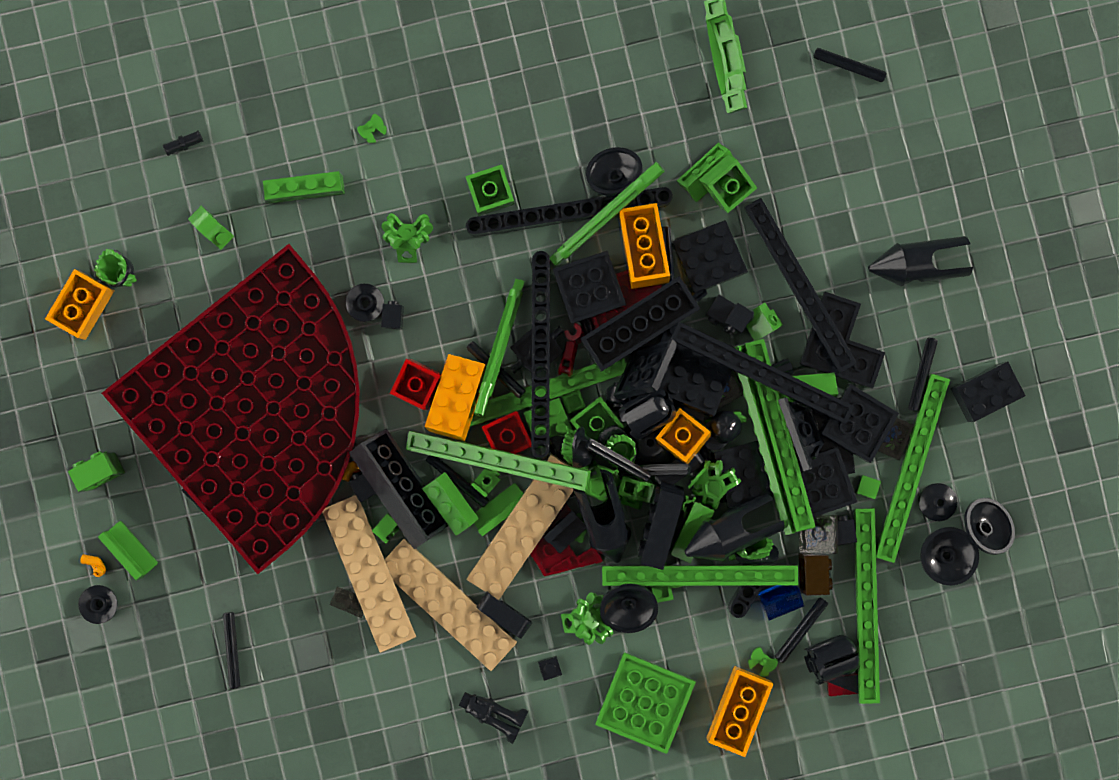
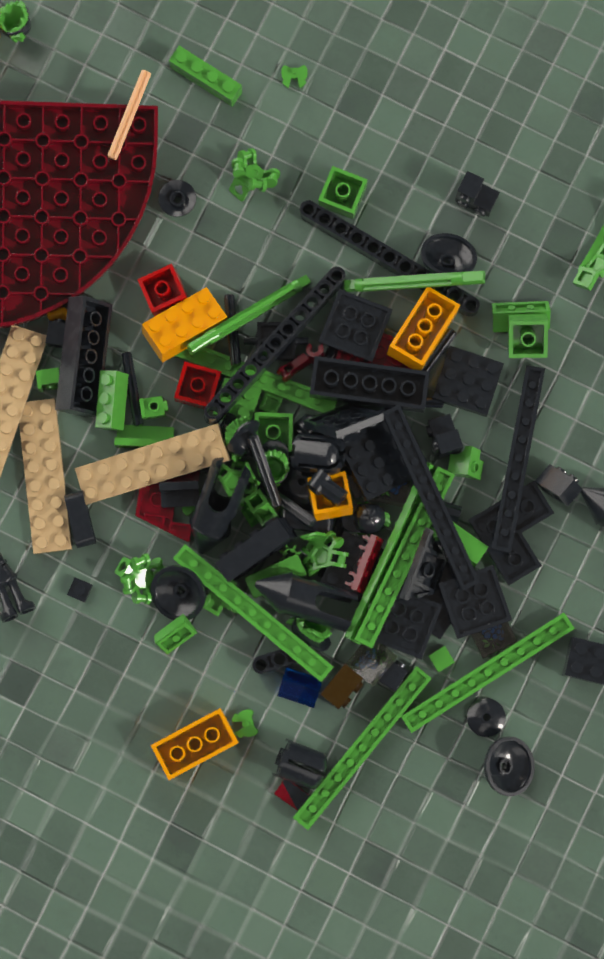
camera: 45 degrees right, 5 degrees down
(210, 227) = (111, 49): bright green brick -> none
(273, 269) = (129, 114): none -> light nougat axle
(392, 315) = (189, 225): black brick -> none
(498, 460) = (175, 395): bright green plate -> none
(595, 105) = (476, 195): none -> black brick
(645, 702) = (129, 677): bright green plate -> none
(651, 640) = (174, 634): none -> bright green slope
(672, 434) = (323, 485): none -> black piece
(753, 465) = (366, 563): none -> dark red plate
(801, 630) = (296, 724): black axle -> none
(848, 279) = (559, 484): none -> black brick
(922, 374) = (557, 608): black axle -> none
(962, 557) = (472, 759): black dish -> none

